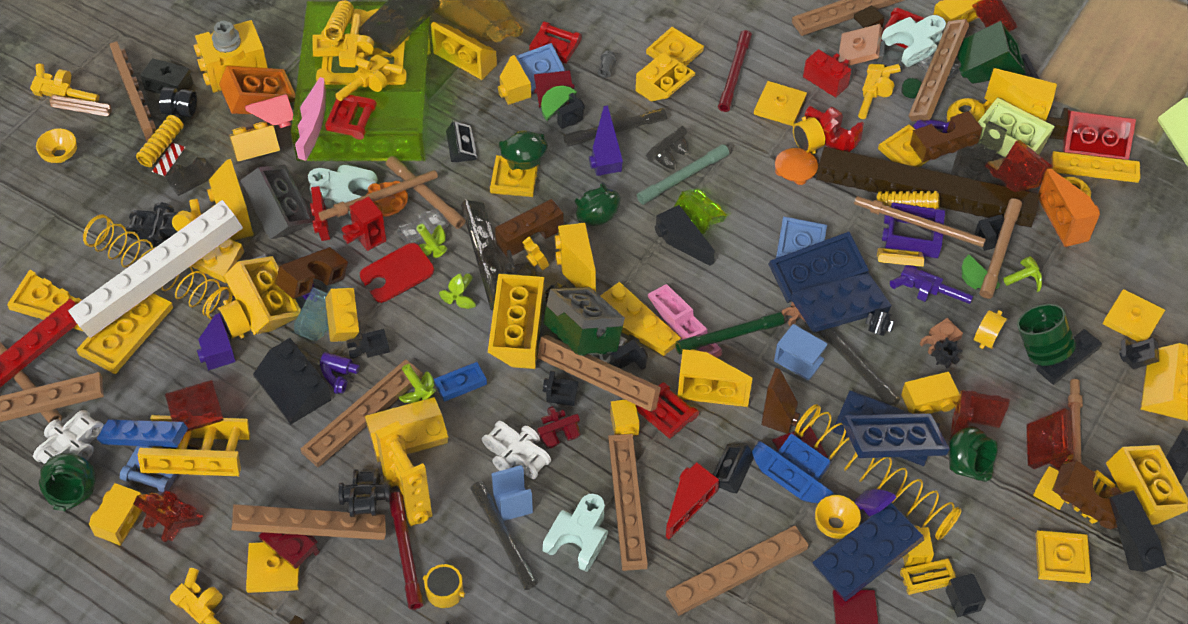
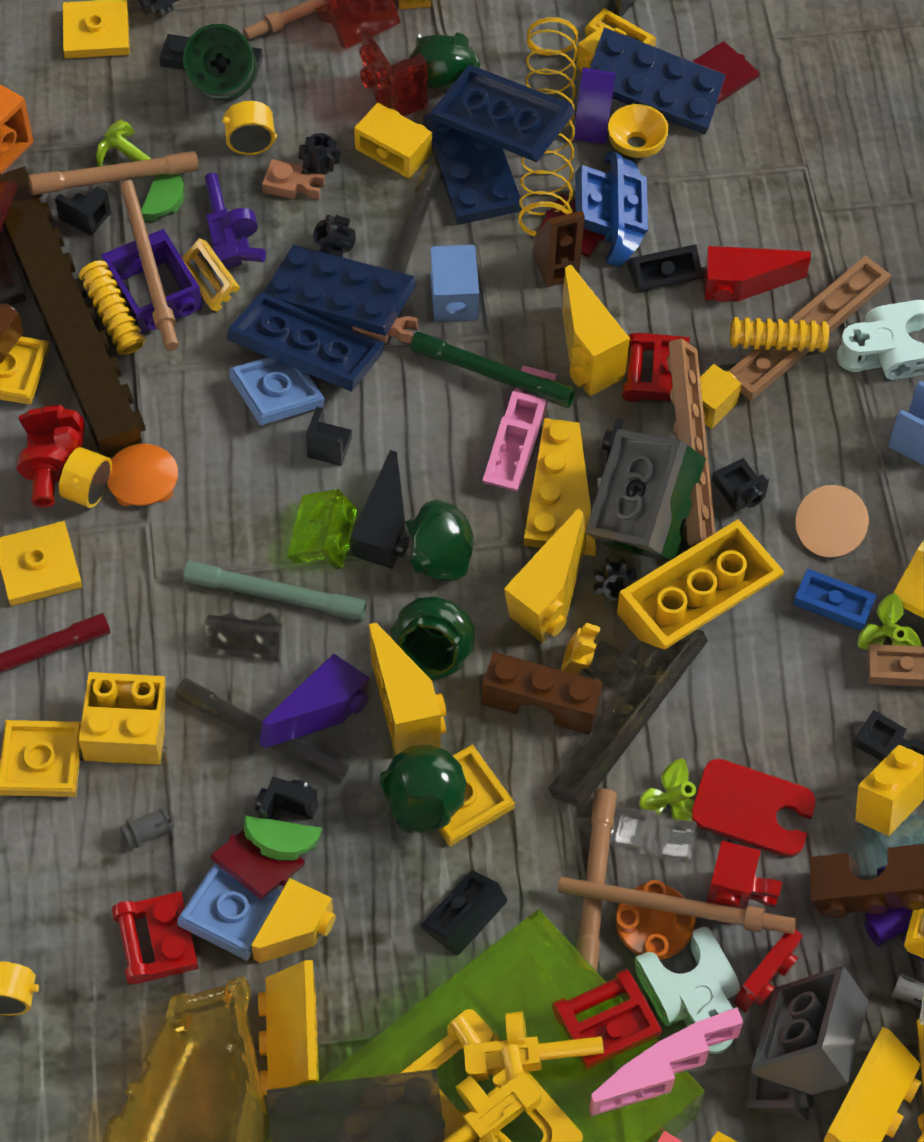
camera: 130 degrees left, 5 degrees up
(457, 286) = (720, 698): lime plant -> none
(501, 411) = (832, 521): none -> light nougat piece
(516, 449) = (861, 469): white axle -> none
(568, 425) = (792, 452): dark red hips -> none
(577, 171) = (406, 695): none -> yellow slope
(628, 466) = (779, 334): none -> yellow piece
(645, 236) = (441, 541): none -> dark green helmet
(736, 570) = (781, 188): medium nougat plate -> none
(750, 240) = (326, 441): none -> black panel

